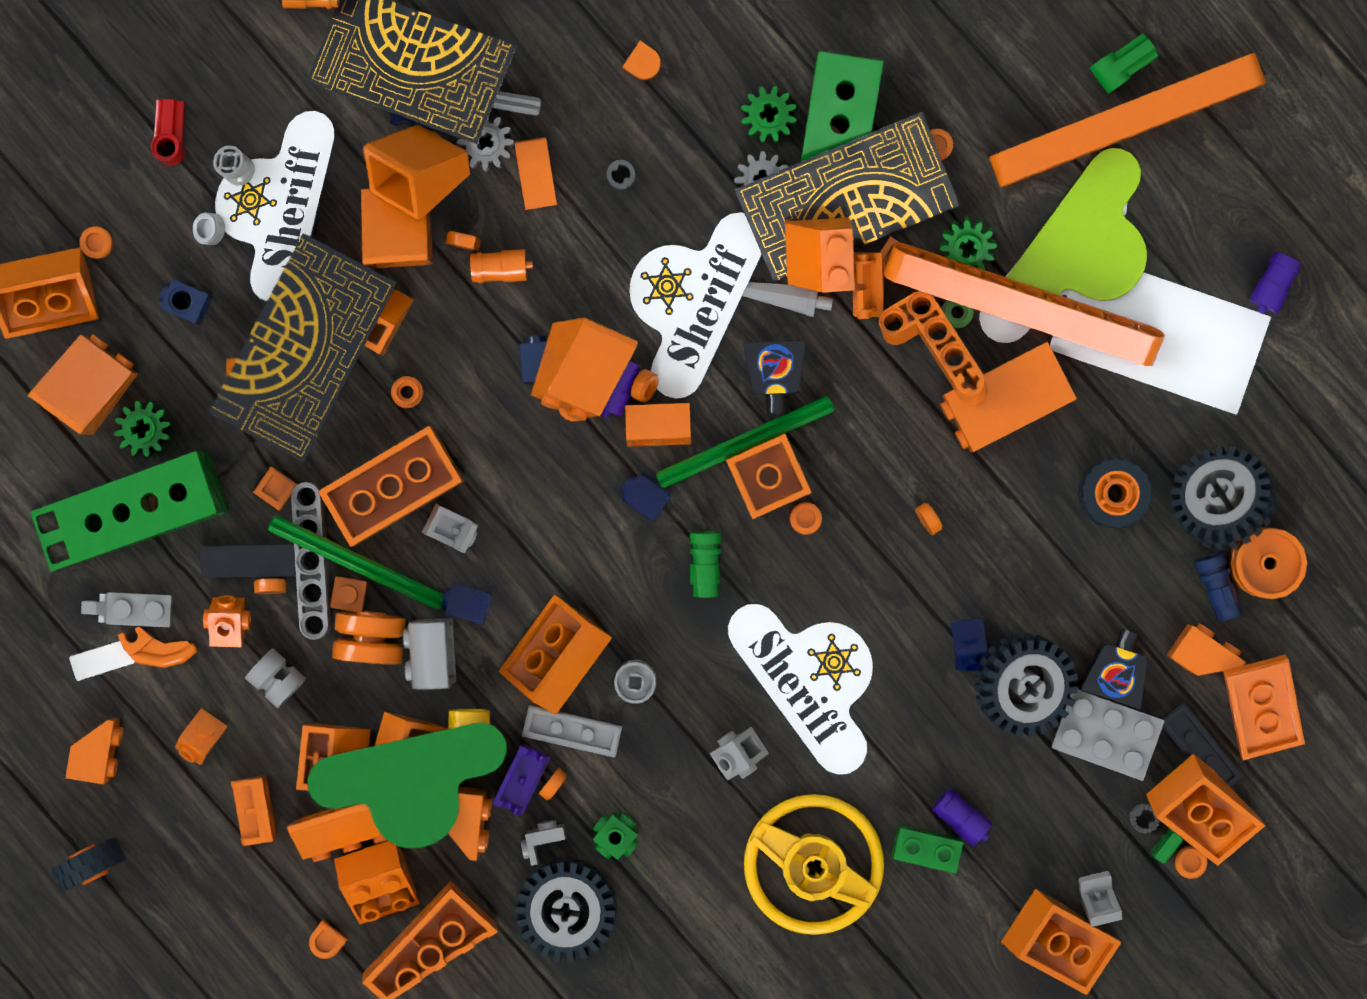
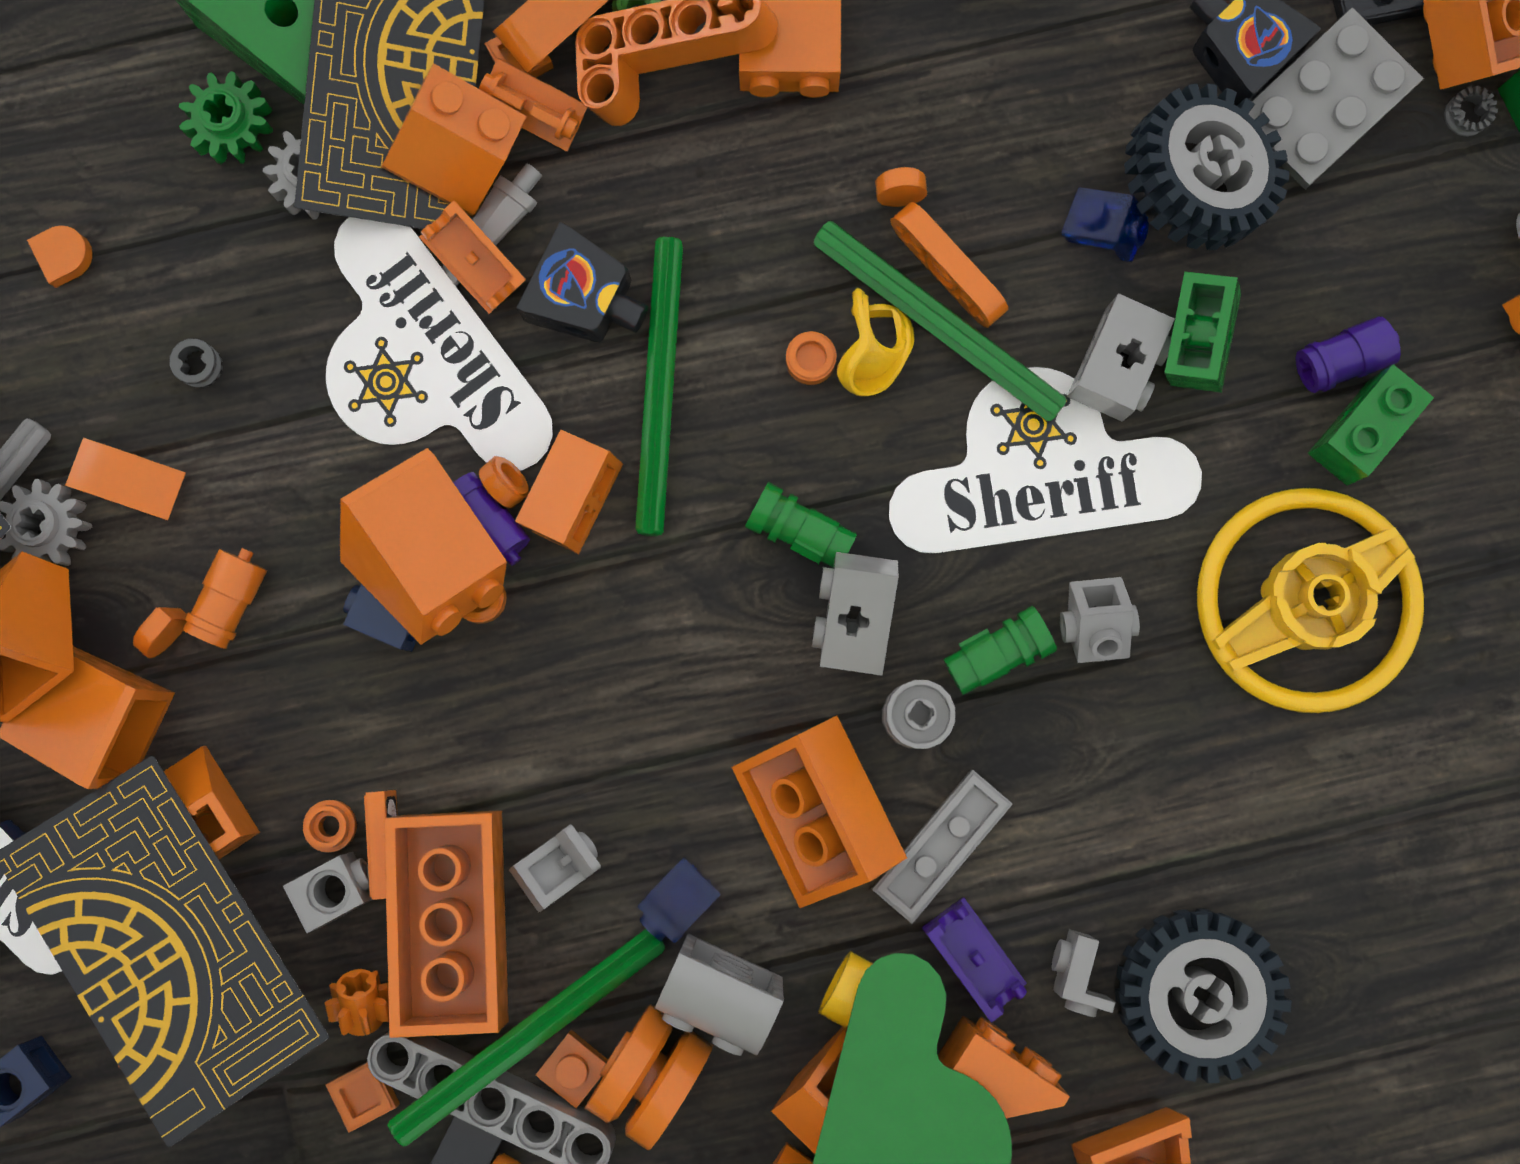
camera: 65 degrees left, 5 degrees down
(324, 462) = (358, 1002): none -> orange gear
(360, 411) = (309, 894): none -> light grey brick
(417, 424) = (377, 807): none -> orange tile
(553, 784) = (1006, 914): orange tile -> none
(615, 823) = (1111, 858): green brick -> none
(644, 496) = (659, 565): clear blue bracket -> none
(689, 613) = (863, 641): none -> light grey brick
(690, 705) = (993, 655): none -> green axle
(760, 301) = (471, 257): none -> orange hinge
(768, 476) = (722, 371): orange brick -> none
(815, 554) = (867, 364): none -> yellow piece
(863, 579) = (940, 321): none -> green axle
(877, 684) = (1101, 378): none -> light grey brick
(898, 568) = (949, 264): none -> orange beam
(930, 730) = (1203, 331): none -> green brick

